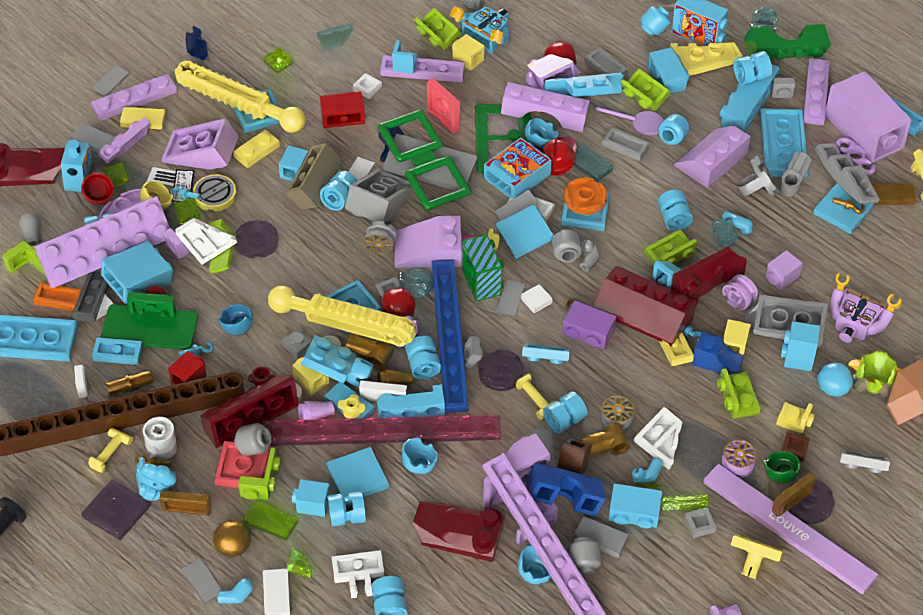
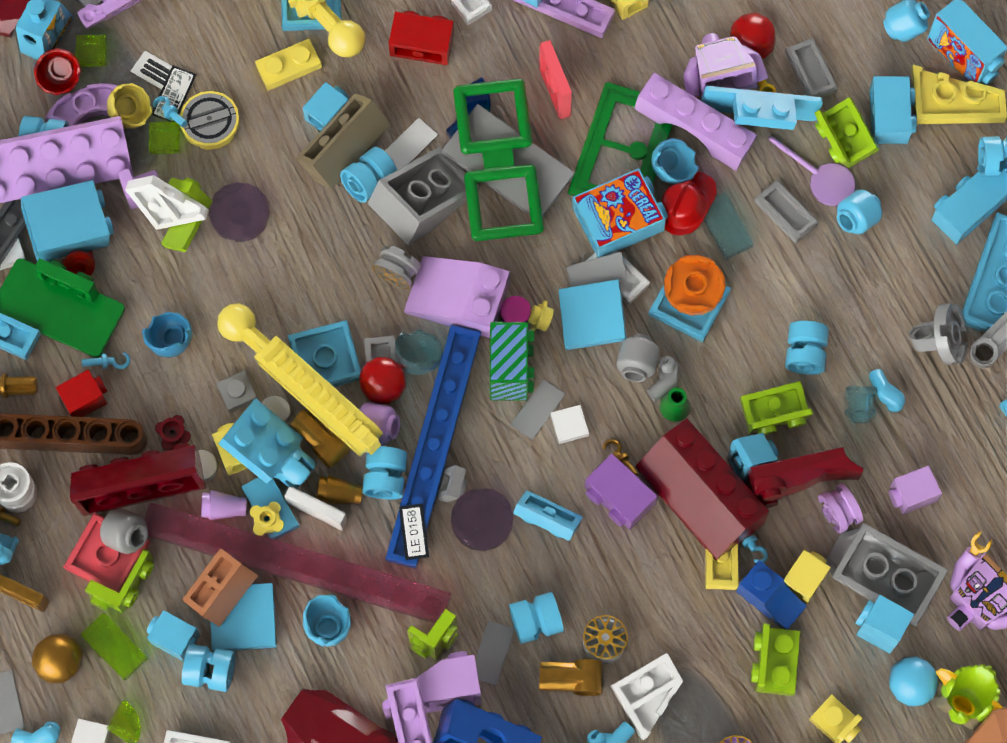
camera: 20 degrees right, 20 degrees up
(202, 145) = (215, 41): lavender slope -> none
(336, 453) = (219, 587): none -> nougat hinge
(412, 405) = (345, 539): medium azure leg -> none
(458, 386) = (414, 532): none -> sticker
(499, 442) = (440, 636): none -> lime bracket
(525, 383) = (507, 562): light yellow piece -> none
(574, 456) = (520, 691): reddish brown brick -> none
(603, 264) = (675, 411): none -> green cone
(715, 155) = (898, 269): lavender slope -> none

